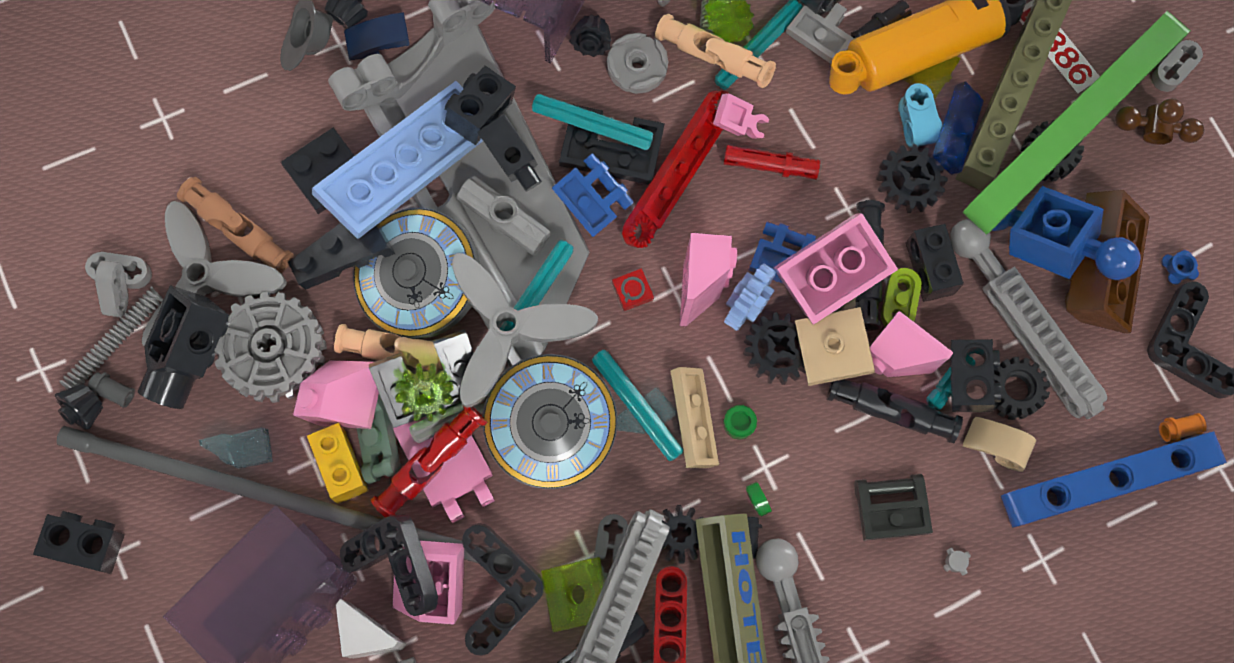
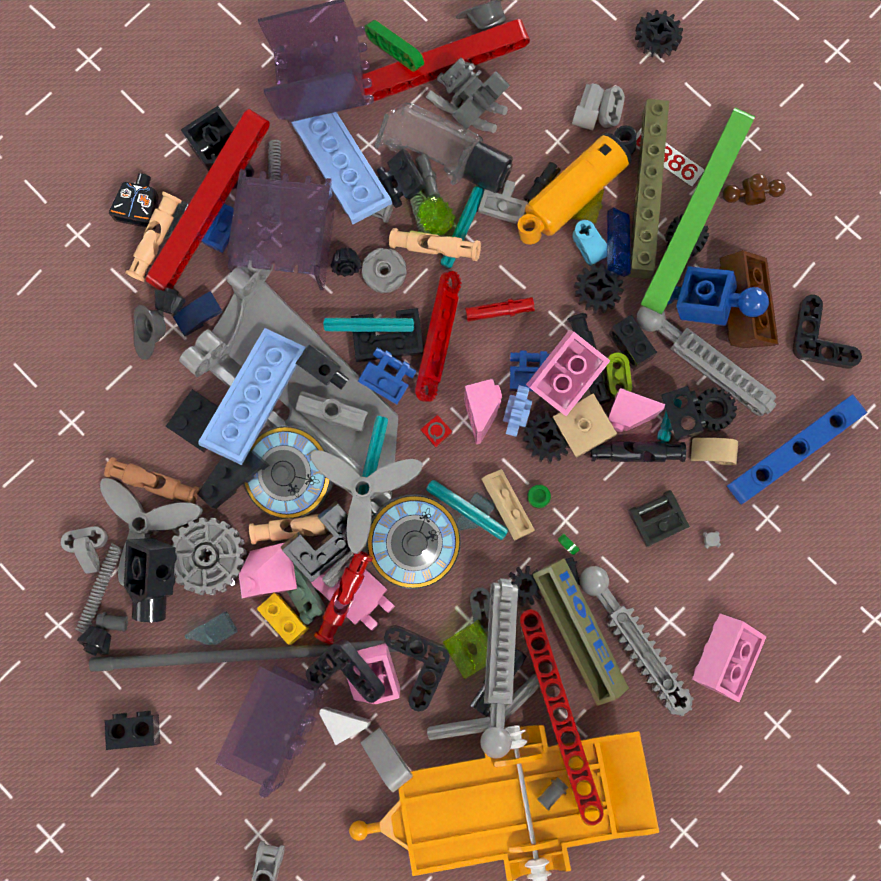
camera: 10 degrees left, 5 degrees up
(424, 404) = (321, 546): clear neon green gear -> none
(482, 106) = (291, 341): black brick -> none
(736, 117) = (466, 286): bright pink plate -> none
(1175, 429) = (826, 401): orange pin -> none
(1181, 69) = (757, 145): light grey beam -> none
(1188, 264) = (800, 281): blue plate -> none

